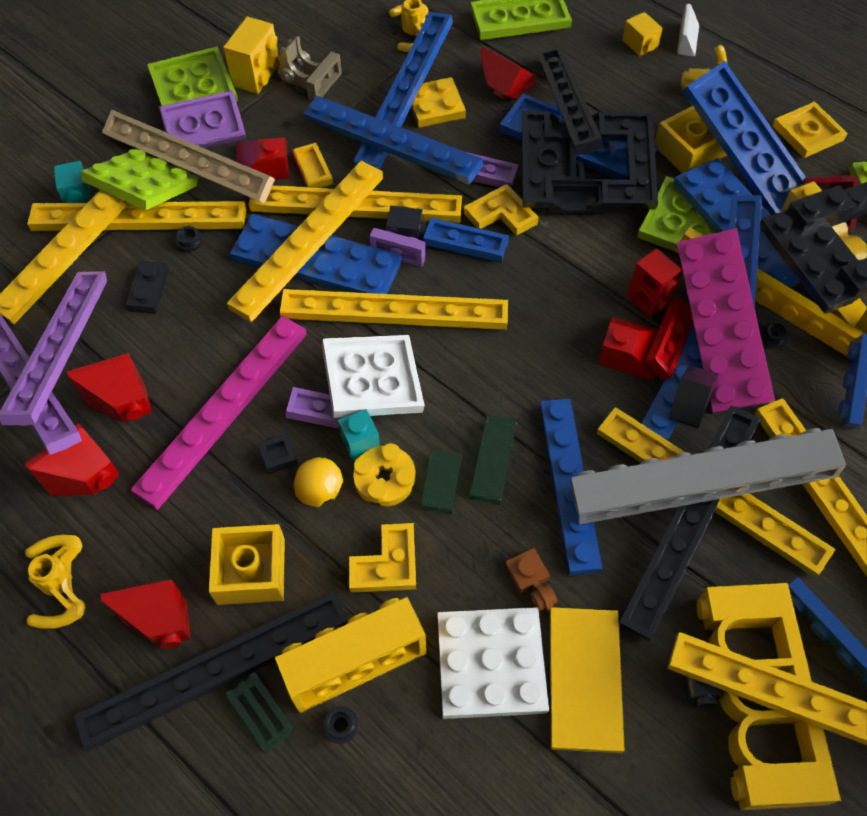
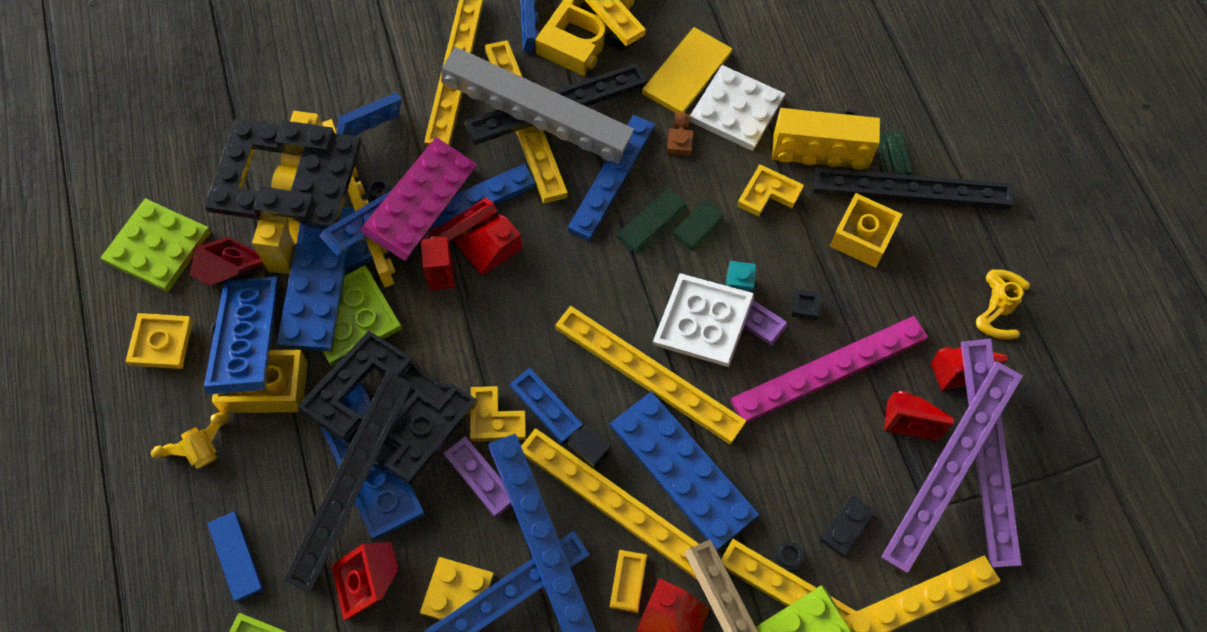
camera: 150 degrees left, 5 degrees up
(153, 611) = (945, 235): red slope -> none
(304, 242) = (682, 478): yellow plate -> none
(317, 481) = (786, 270): yellow hair -> none
(378, 490) = (735, 237): yellow plate -> none
(410, 248) = (602, 422): medium lavender plate -> none
(607, 50) = (235, 557): none -> blue tile
(642, 33) = (187, 547): yellow brick -> none
(688, 33) = (140, 526): white slope -> none
(693, 396) = (485, 167): black slope -> none

